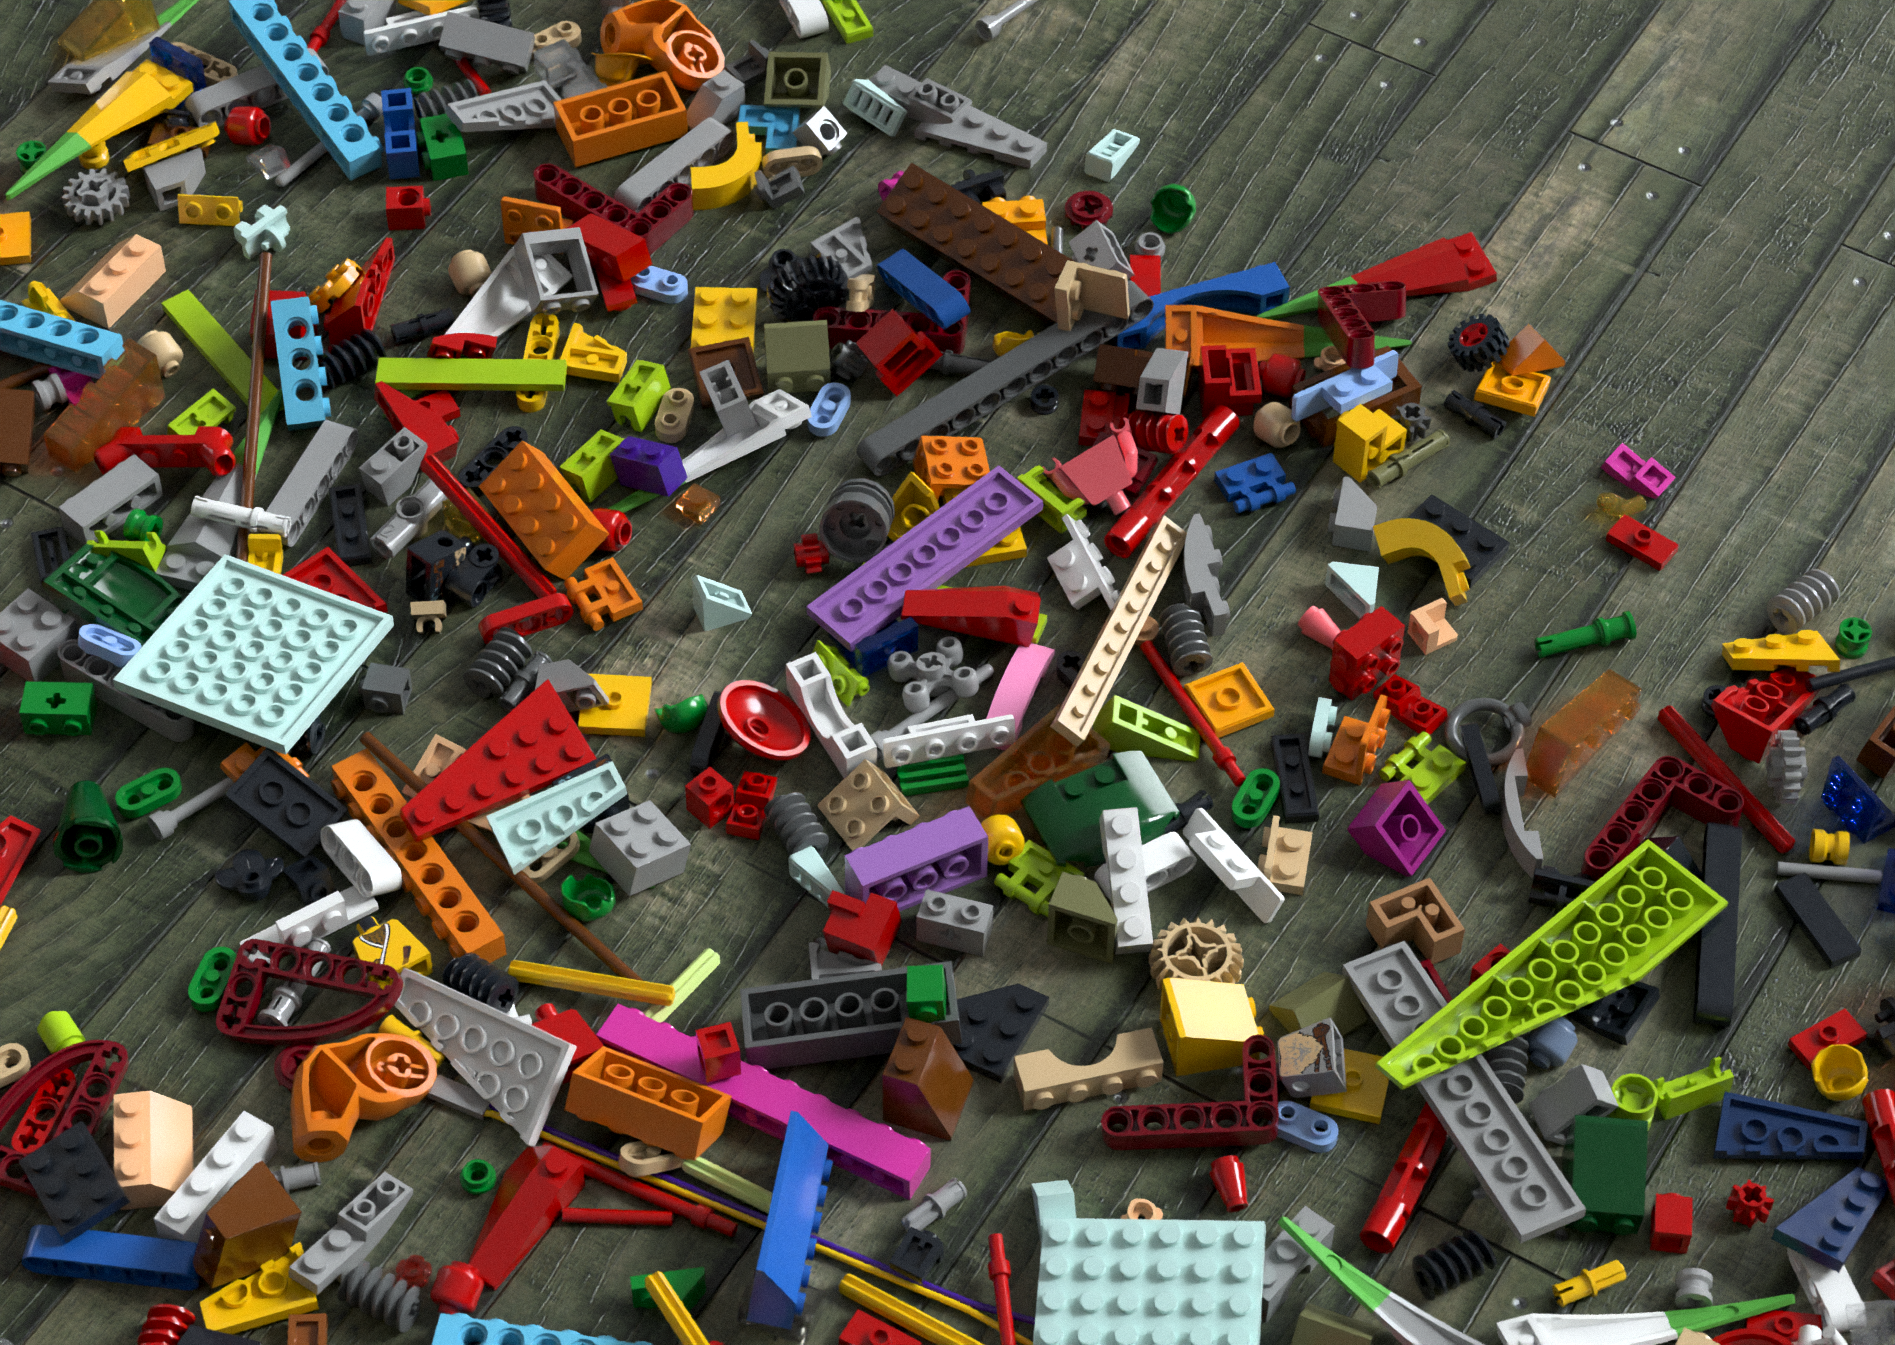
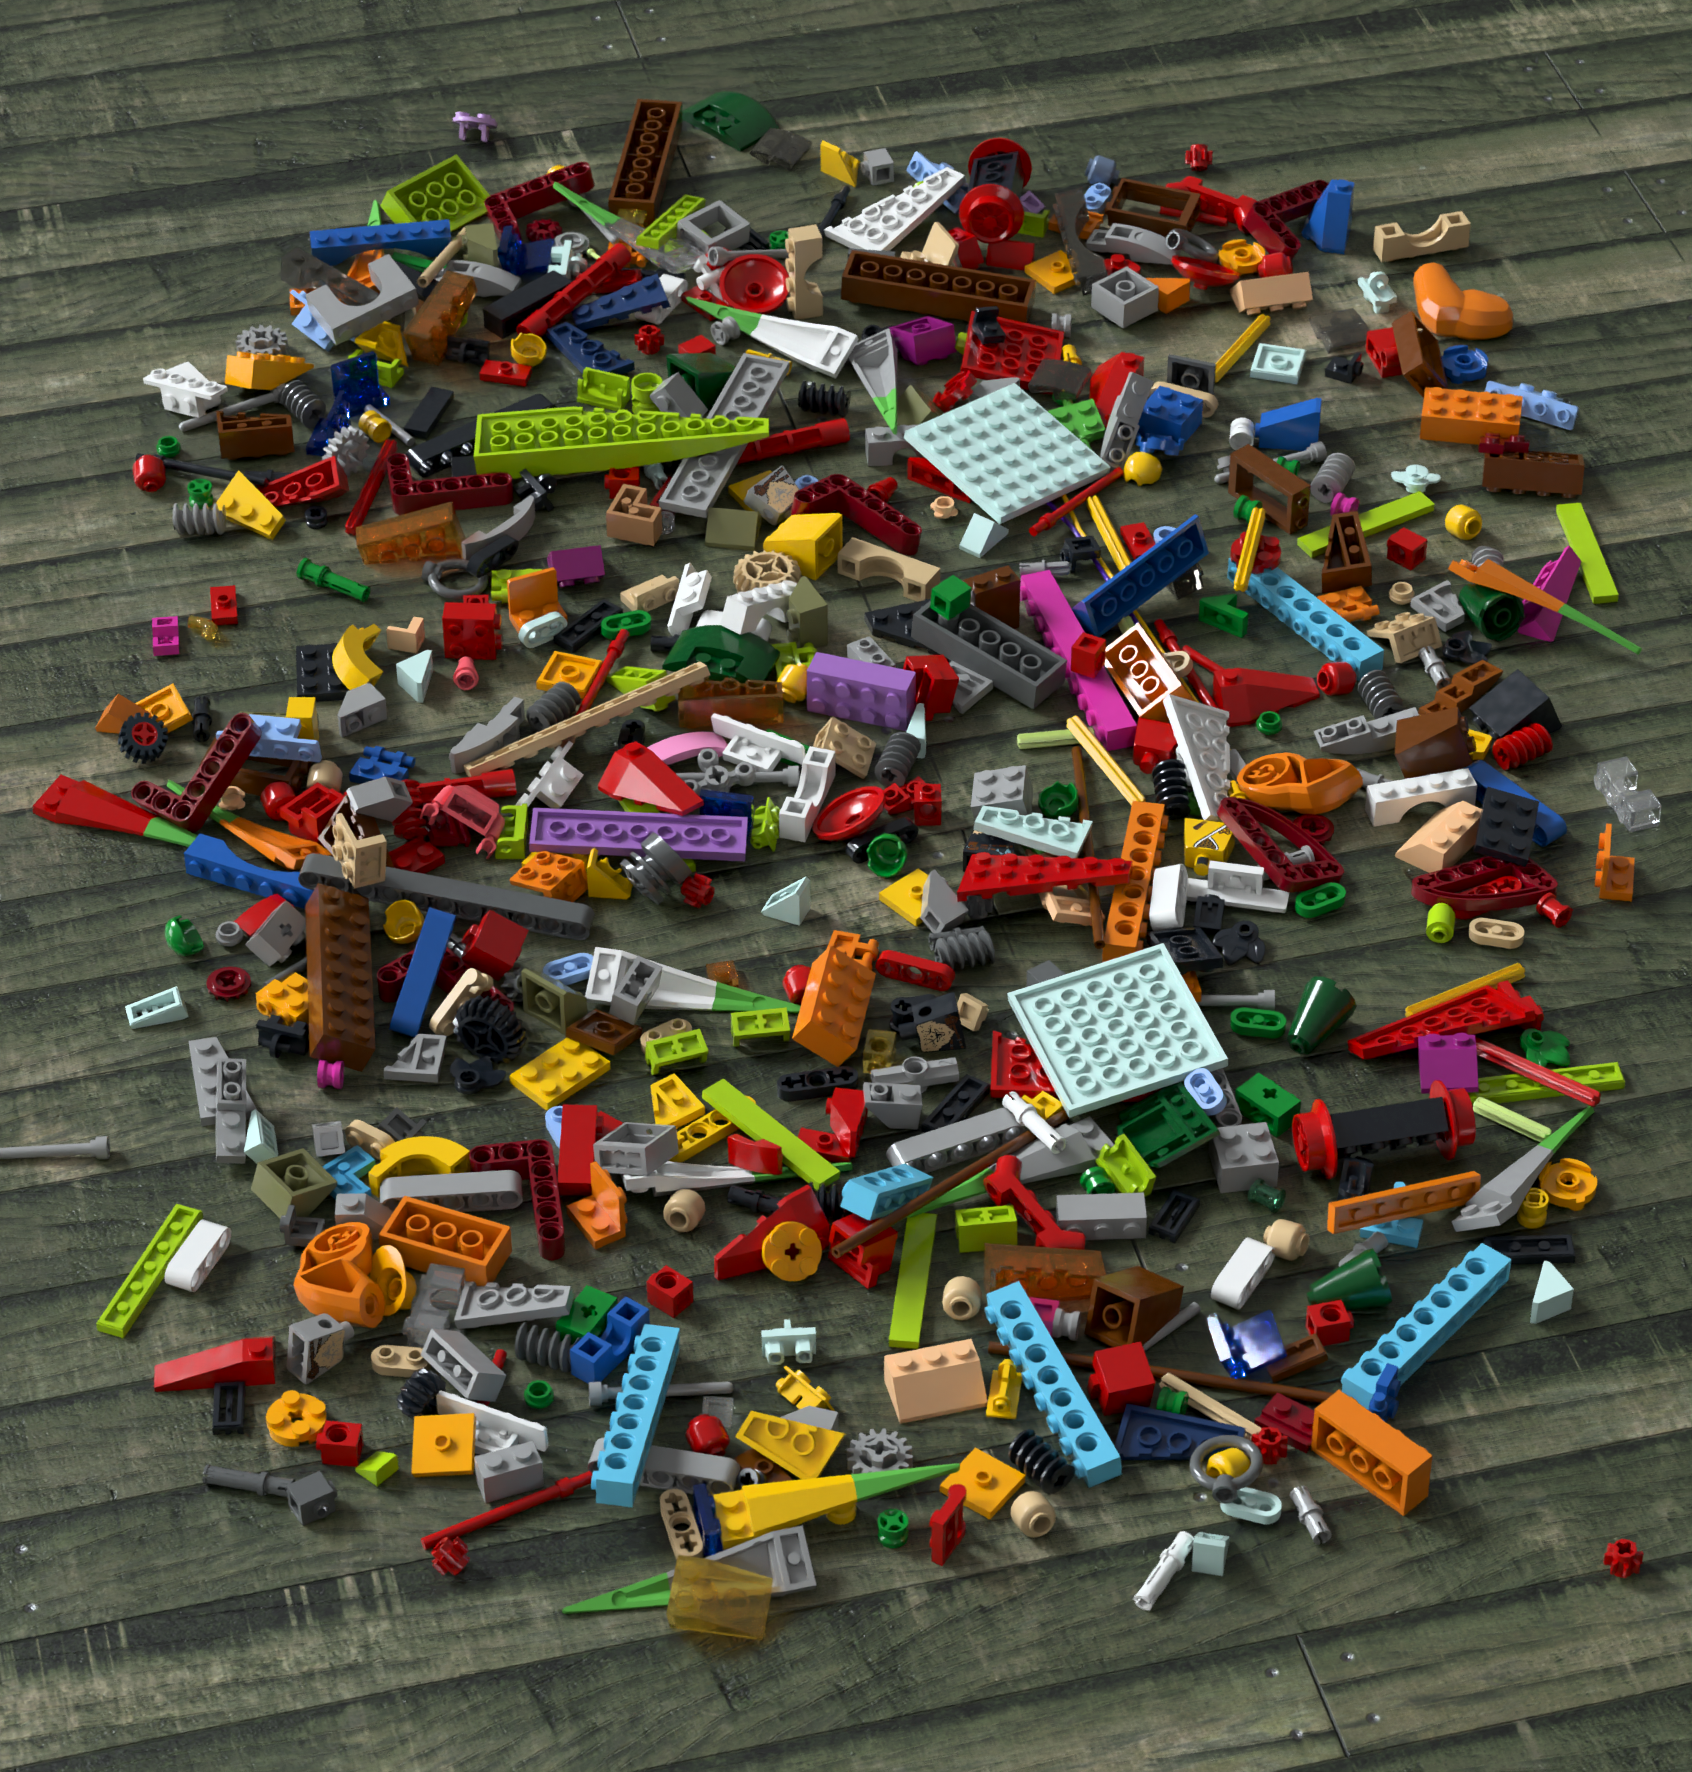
camera: 135 degrees left, 10 degrees down
(418, 1279) = (1350, 706): clear red plate -> none
(487, 527) = (882, 1017): red axle -> none
(648, 466) = (732, 989): dark purple brick -> none

